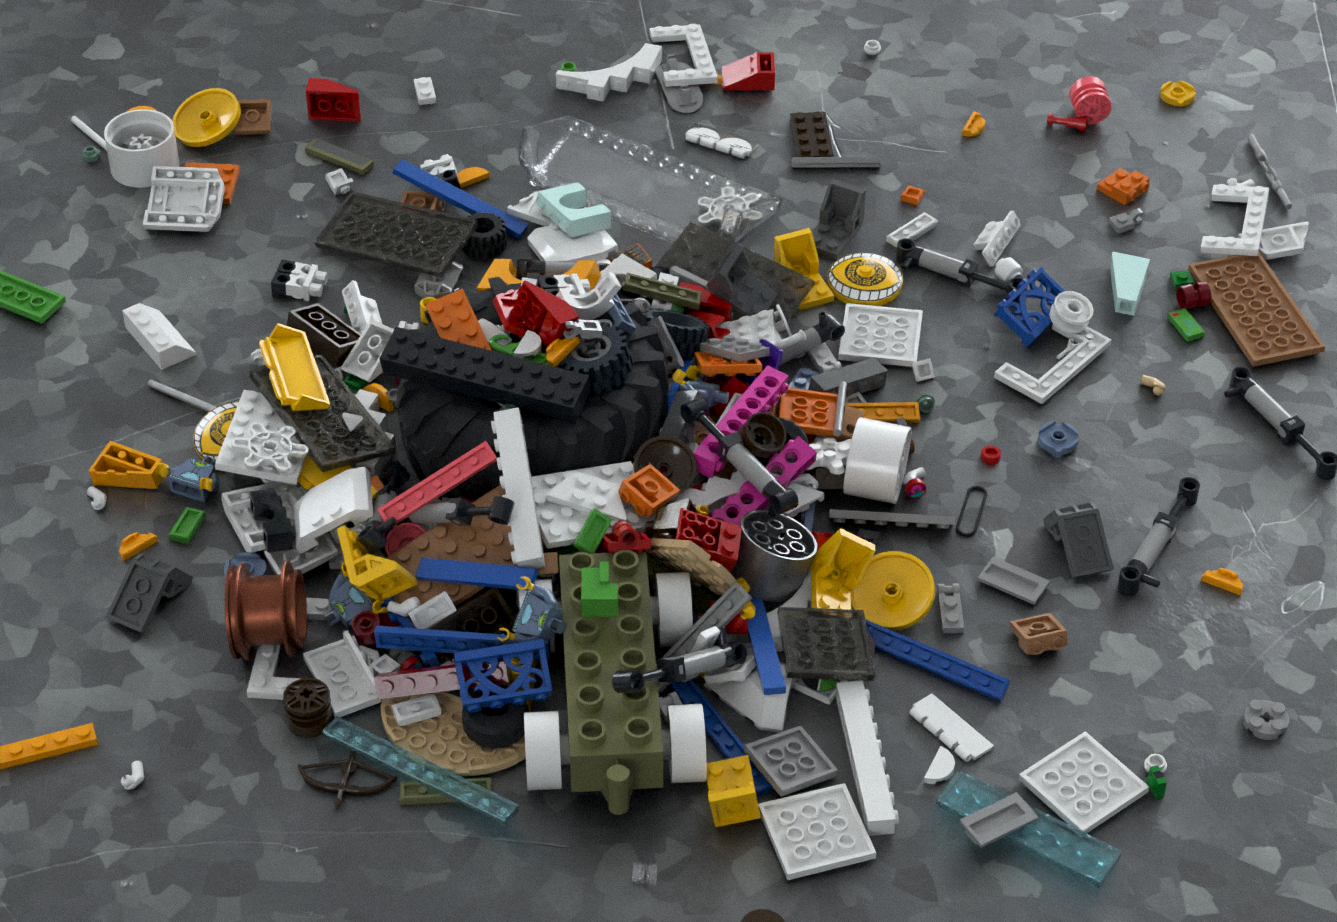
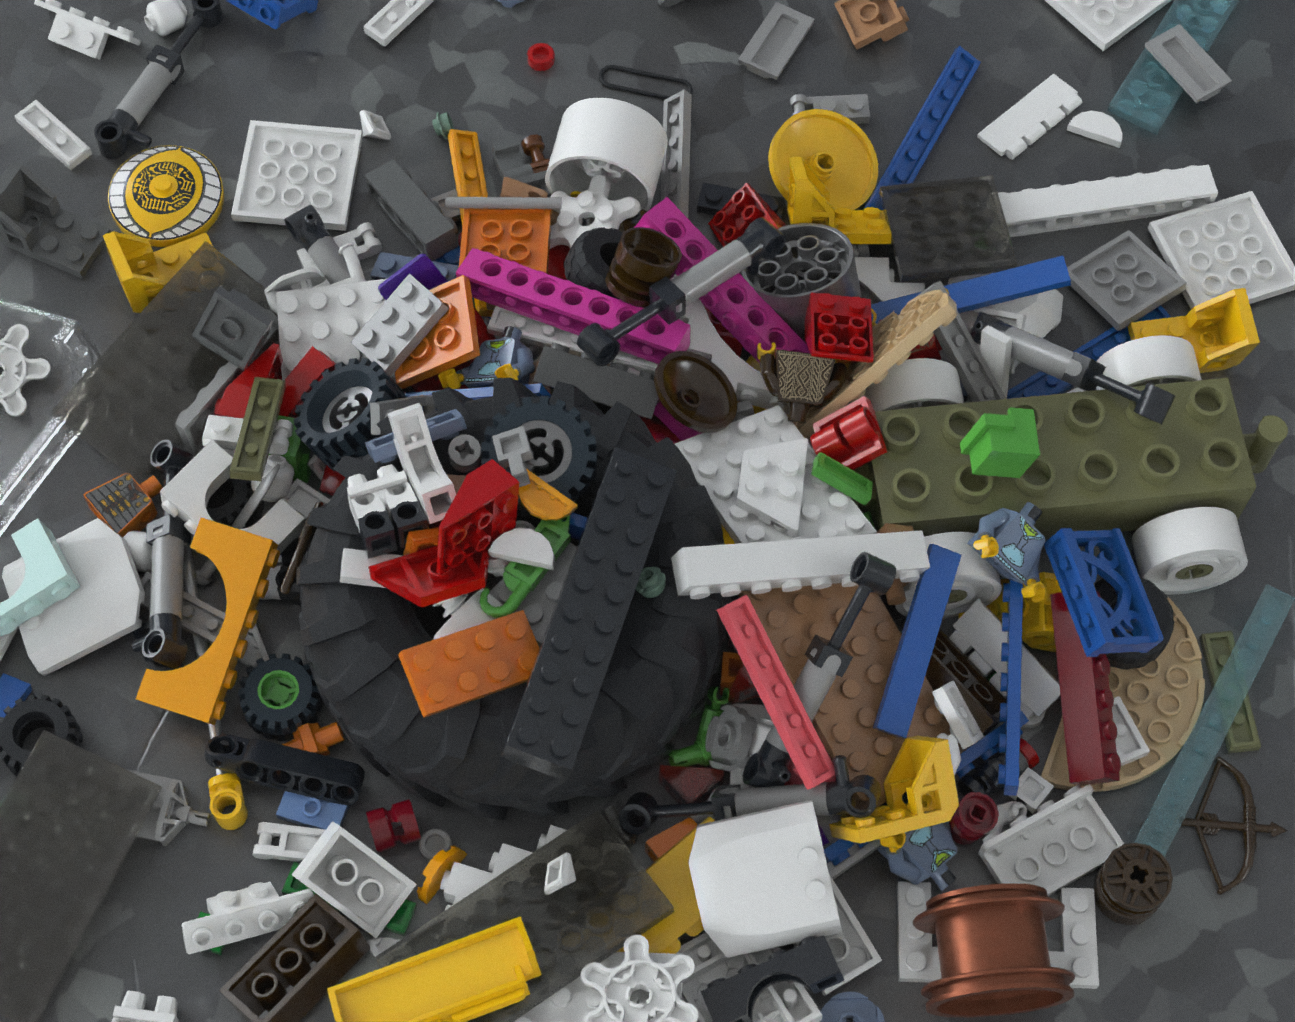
camera: 95 degrees left, 20 degrees up
(647, 491) = (752, 409): orange plate -> none

